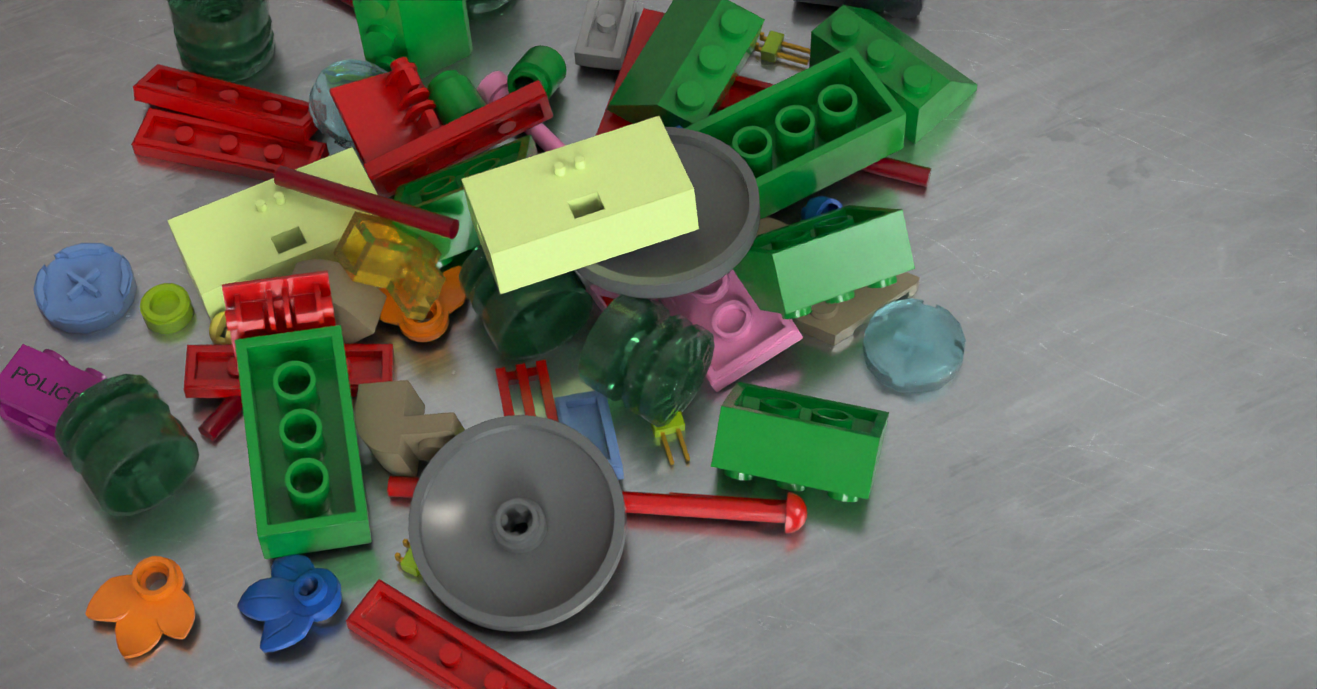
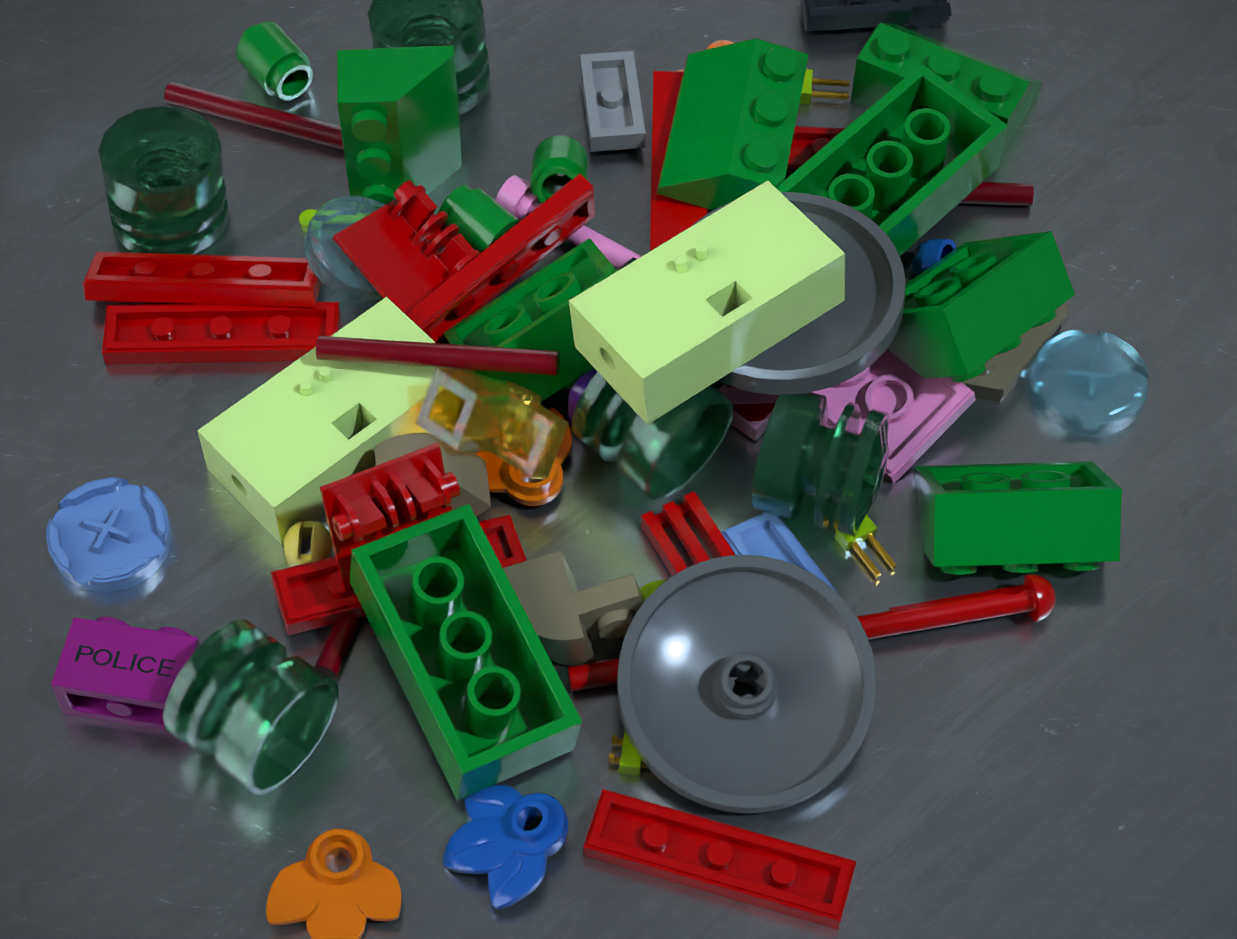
camera: 20 degrees left, 0 degrees up
(166, 308) = (219, 536): lime tile -> none

